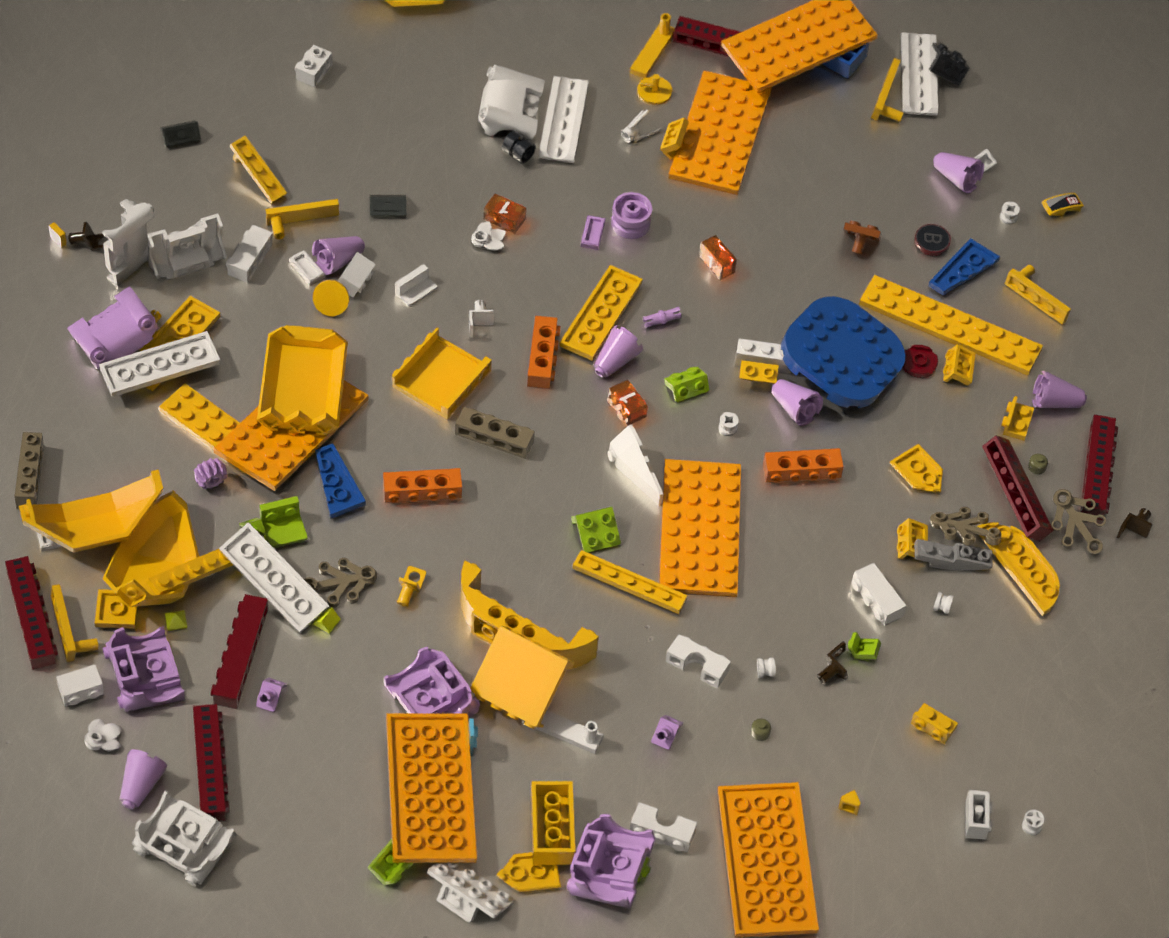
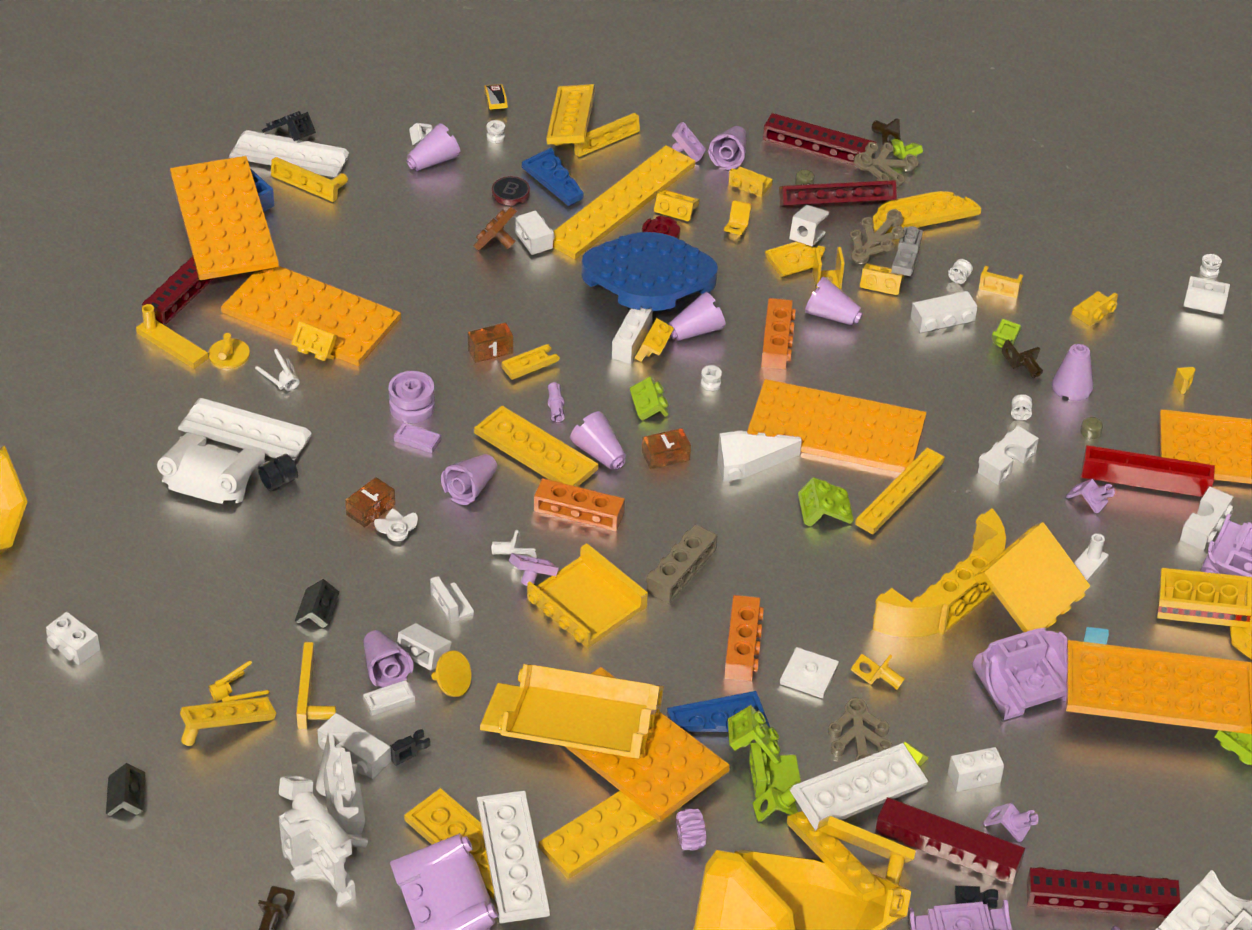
camera: 75 degrees left, 10 degrees down
(189, 674) = (972, 894): none -> black plate
(216, 614) = (869, 841): none -> yellow piece
(253, 284) = (406, 748): none -> black plate
(287, 164) = (221, 688): none -> yellow plant
(311, 503) = (751, 725): none -> lime bracket
(317, 662) = (975, 769): none -> white brick
(400, 539) = (809, 672): none -> white plate
(458, 329) = (532, 567): none -> lavender tile
(550, 271) = (468, 478): none -> lavender cone
(705, 772) = (1147, 471): none -> red brick
(706, 290) = (529, 361): none -> yellow hinge
(819, 706) = (1075, 374): none -> lavender cone
(853, 499) = (833, 304): none -> lavender cone
(872, 262) = (534, 232): none -> white brick
(898, 494) = (836, 275): none -> yellow piece
(942, 639) = (1000, 284): none -> yellow hinge
(955, 417) = (738, 217): none -> yellow bracket
(957, 469) = (808, 219): none -> white piece
(1045, 357) = (687, 142): none -> lavender tile
(1048, 260) = (570, 114): none -> yellow plate
(1111, 541) = (901, 151): none -> lime bracket

